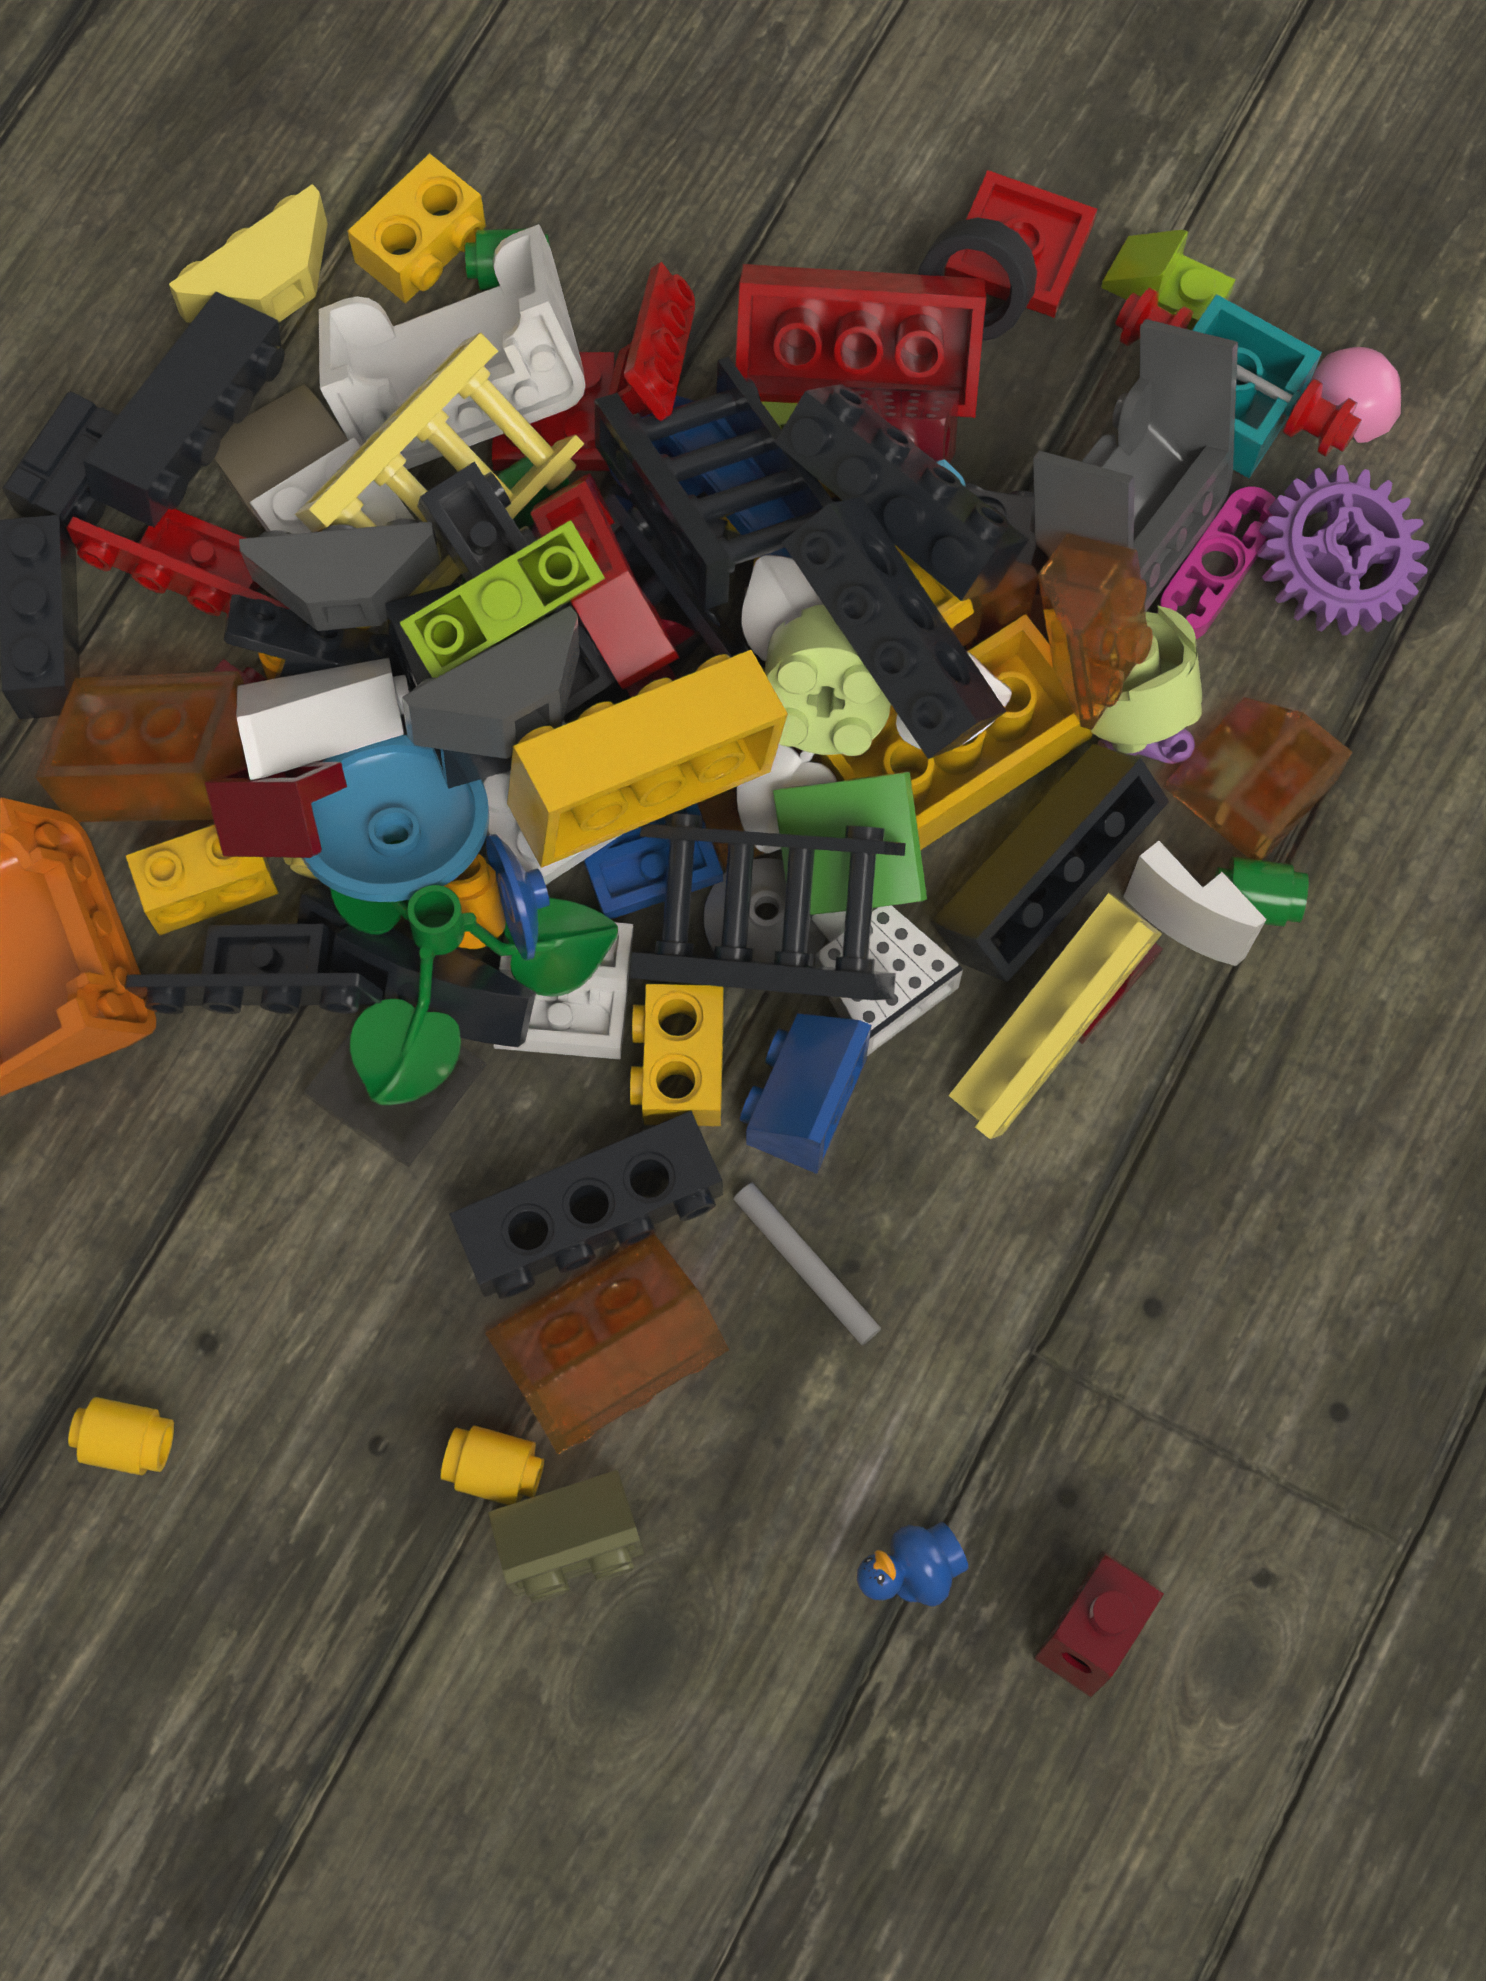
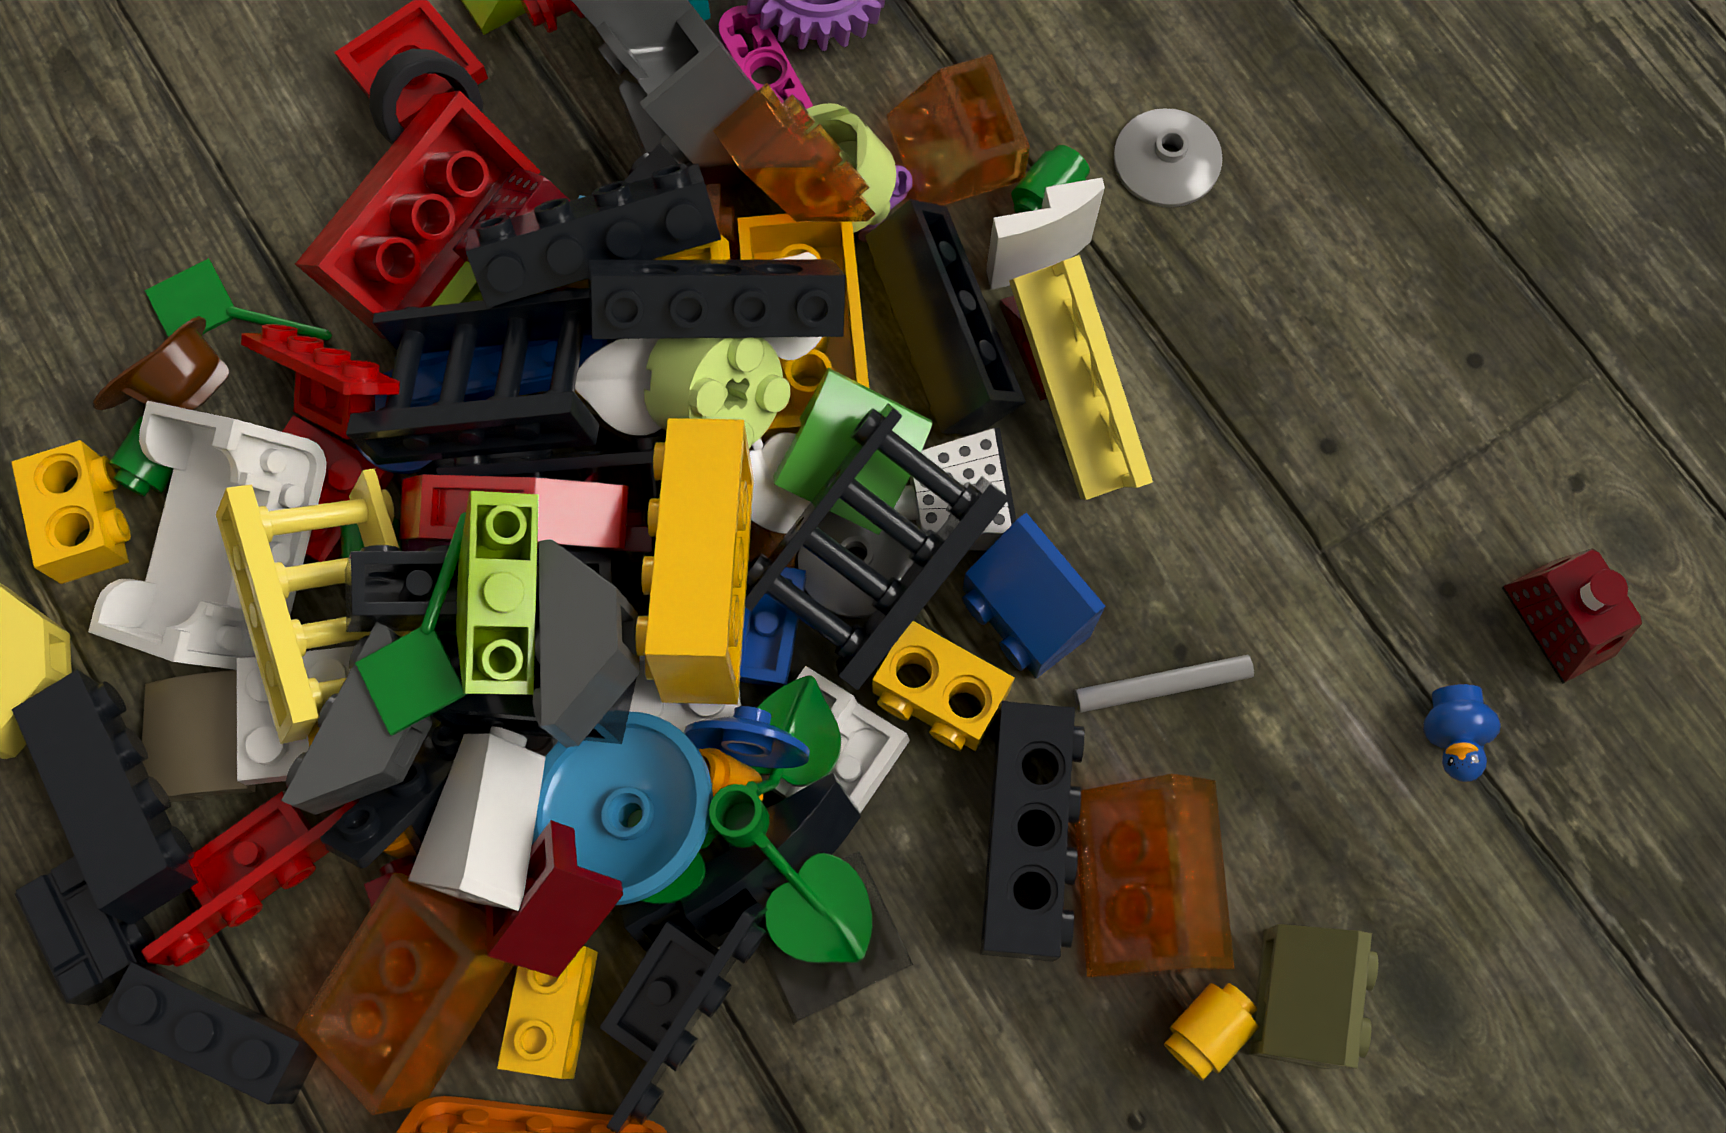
camera: 60 degrees left, 0 degrees up
(403, 576) = (414, 672): none -> green piece
(588, 234) = (177, 373): none -> reddish brown piece
(676, 208) = (202, 293): none -> green piece
(1361, 1016) = (1166, 176): none -> light grey dish

